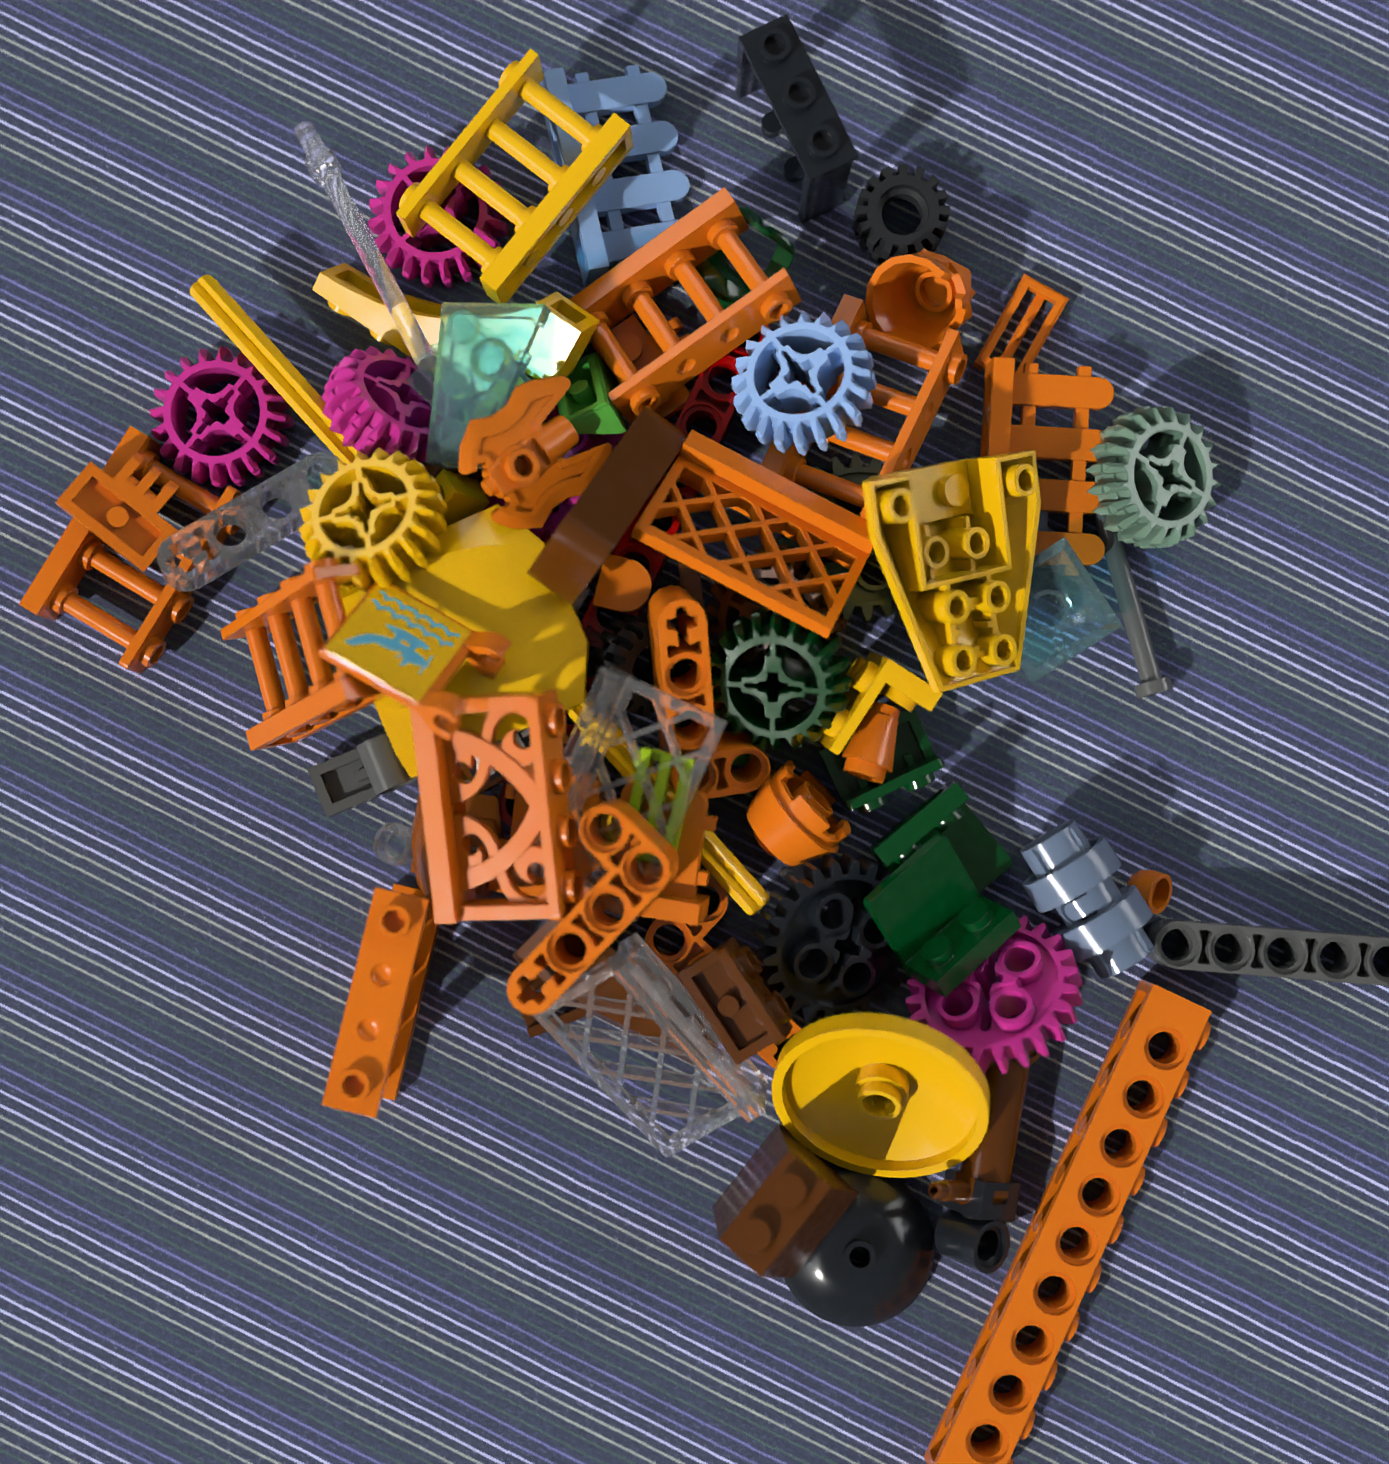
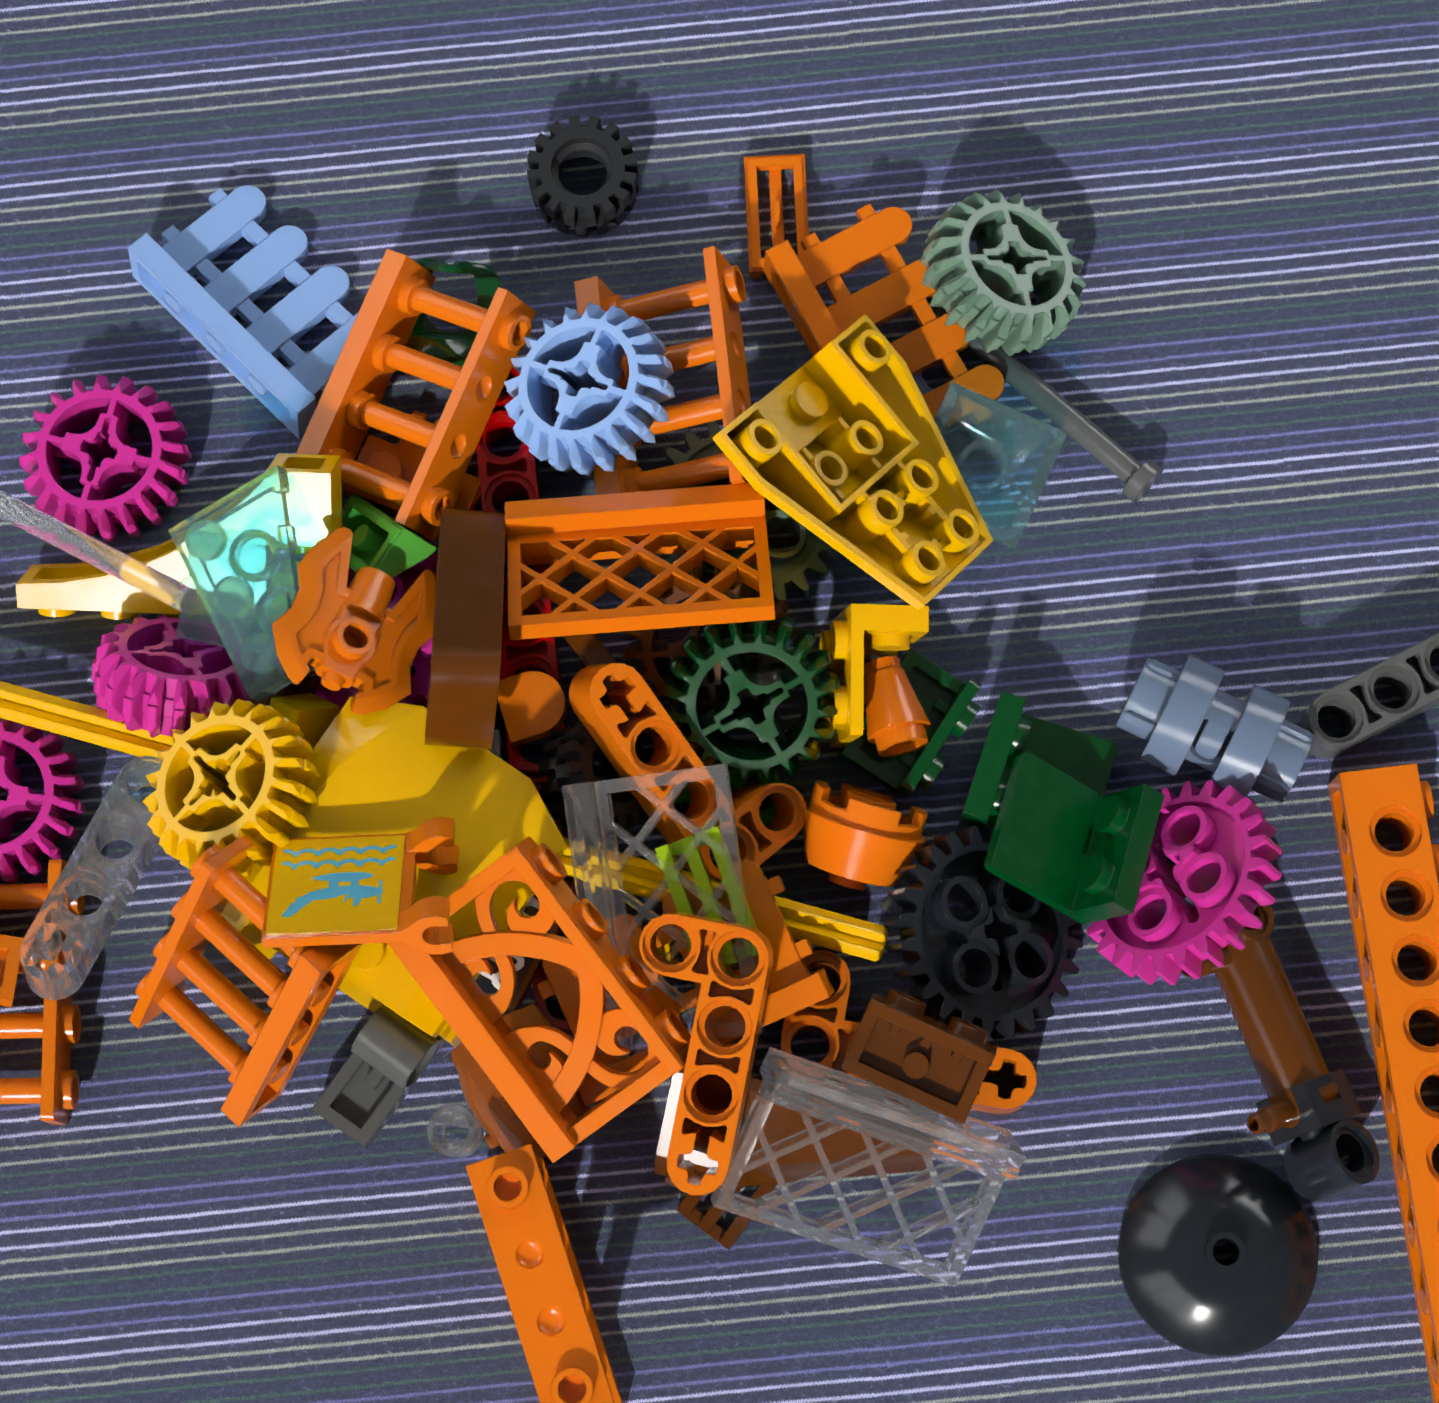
camera: 25 degrees left, 10 degrees down
(567, 186) = (218, 402): yellow fence -> none
(778, 63) = (420, 126): black window -> none
(780, 1206) = (1110, 1243): reddish brown slope -> none
(881, 1095) = (1134, 1061): yellow dish -> none
(919, 297) = (652, 239): orange helmet -> none
(1154, 887) = (1279, 678): orange hinge -> none

